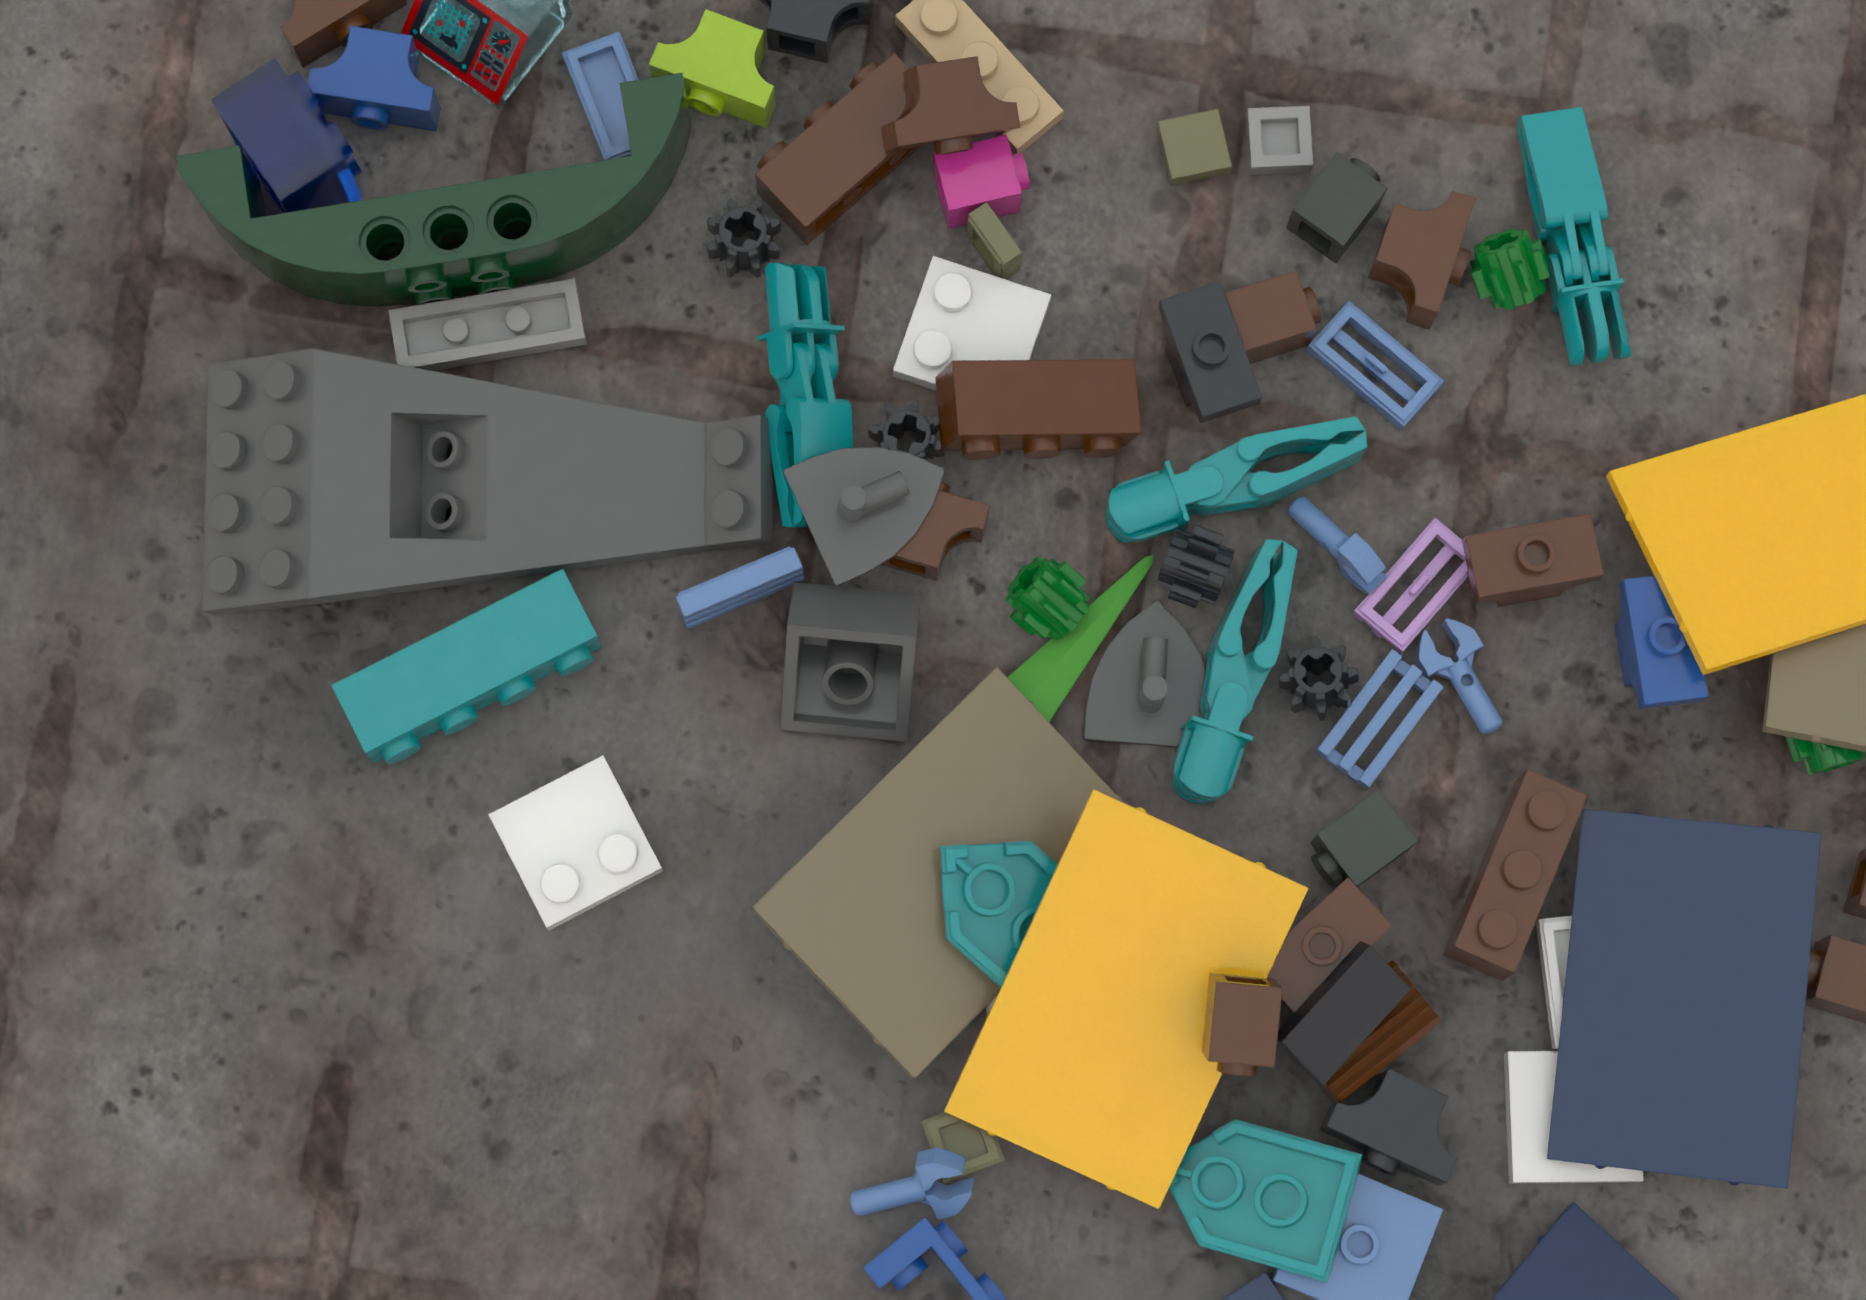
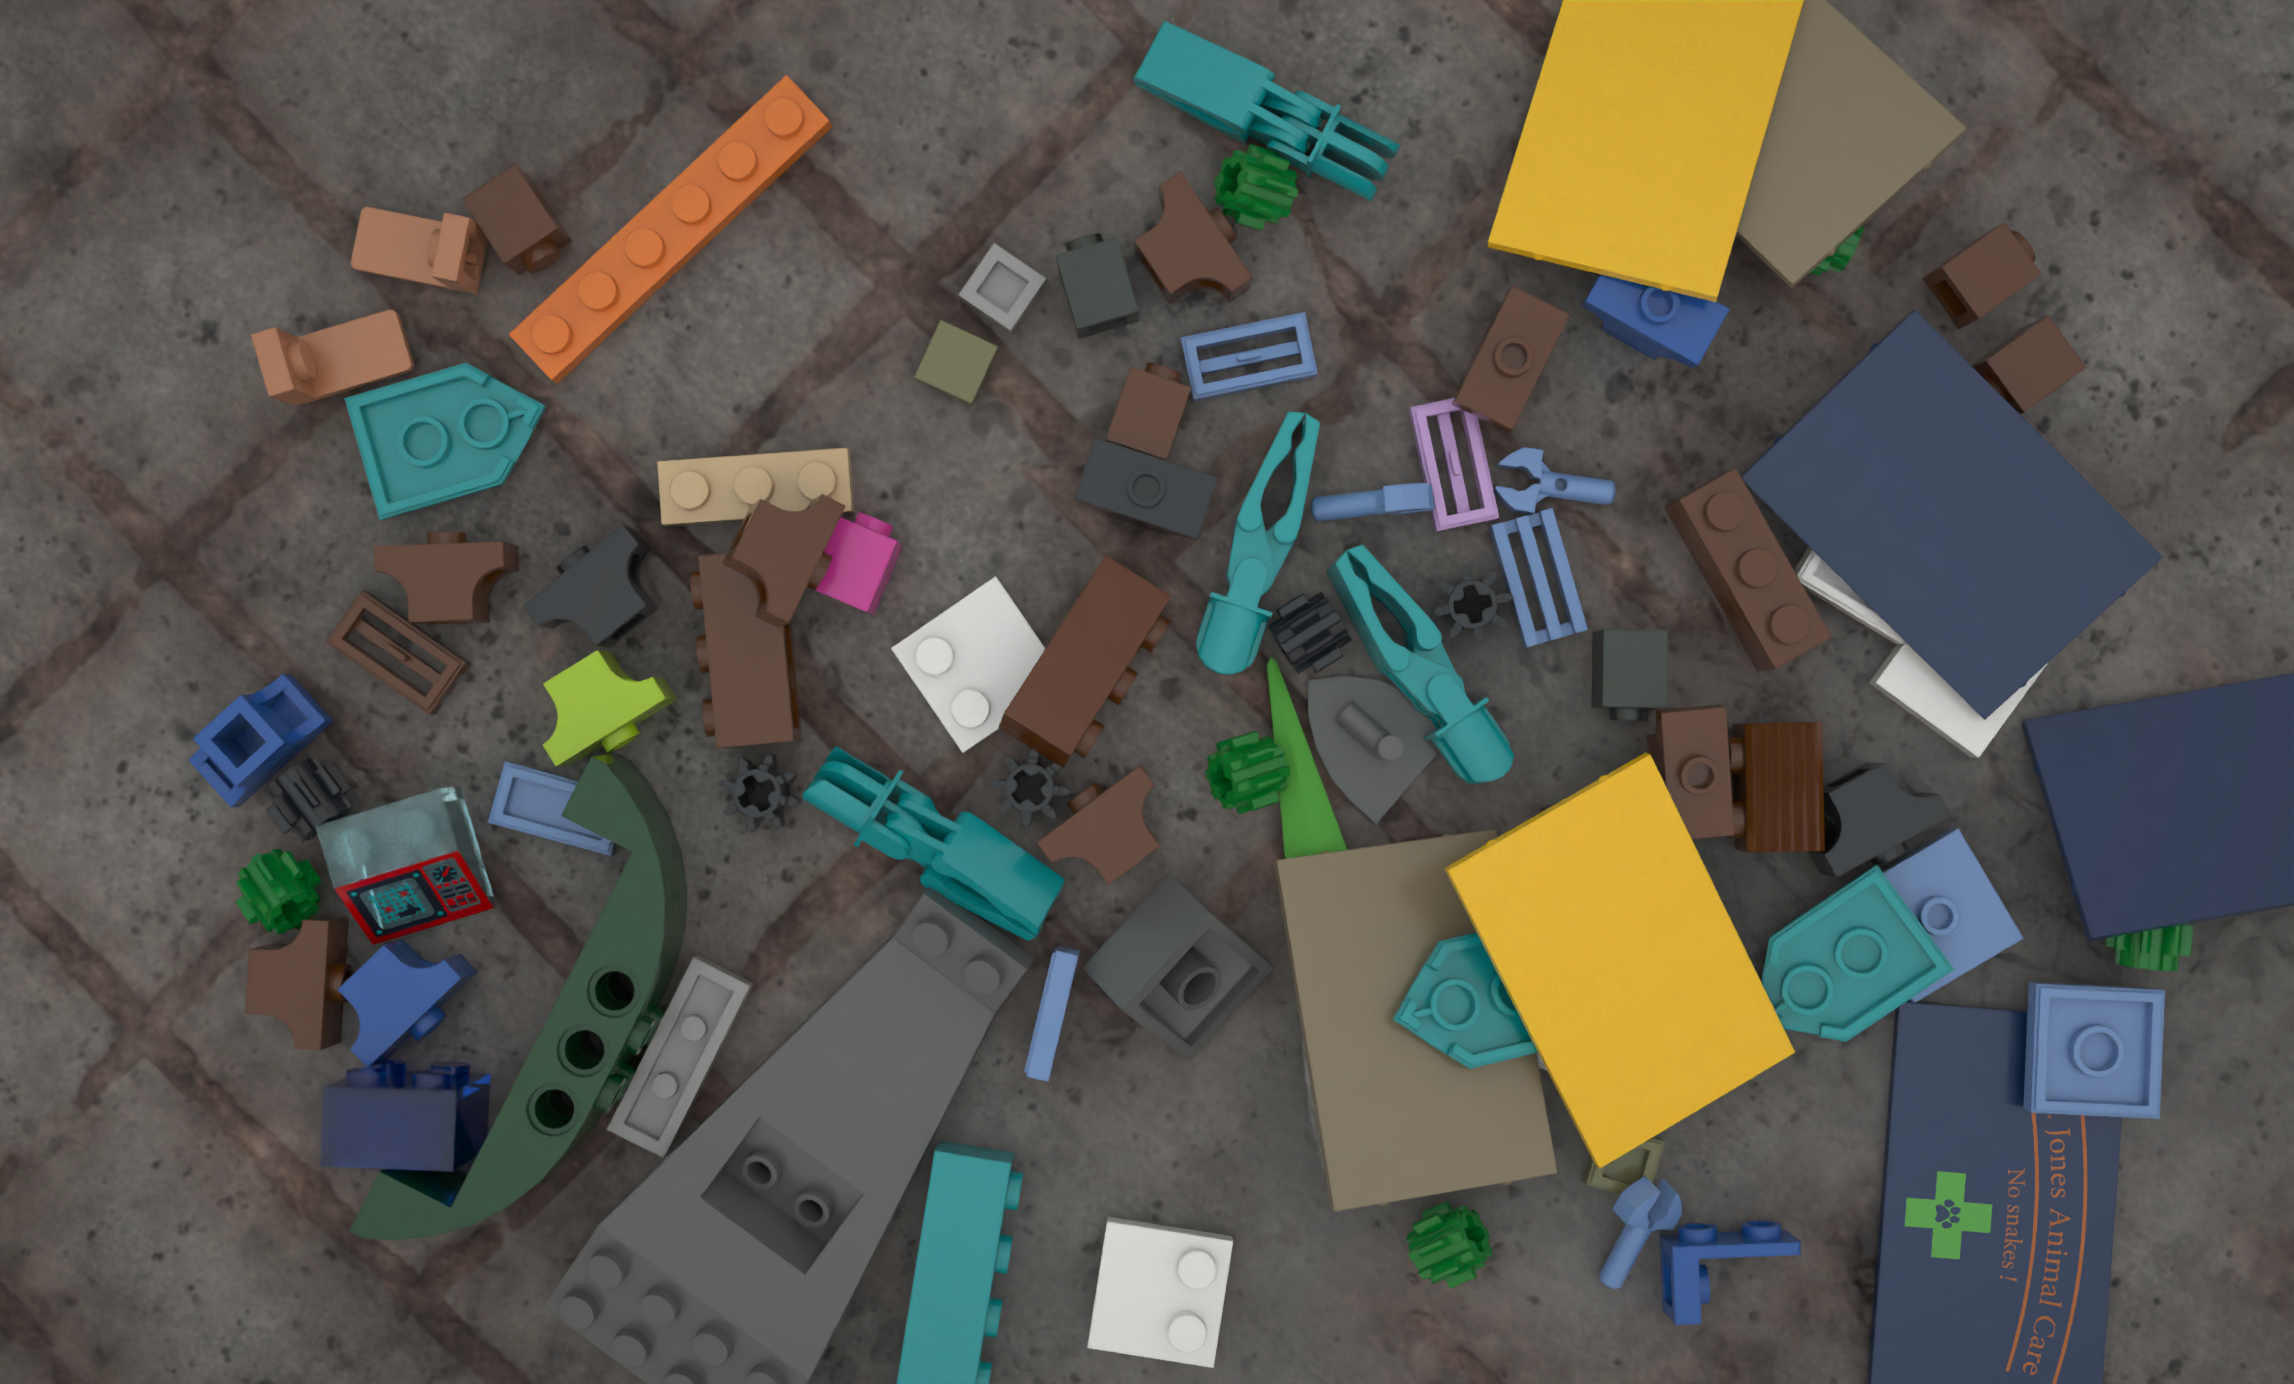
camera: 45 degrees left, 10 degrees up
(789, 1040) = (1449, 1244): none -> green gear
(863, 504) = (1064, 869): dark grey shield -> none
(993, 242) = (917, 591): olive tile -> none
(1241, 1023) = (1716, 889): reddish brown brick -> none
(1342, 1012) = (1764, 801): black tile -> none

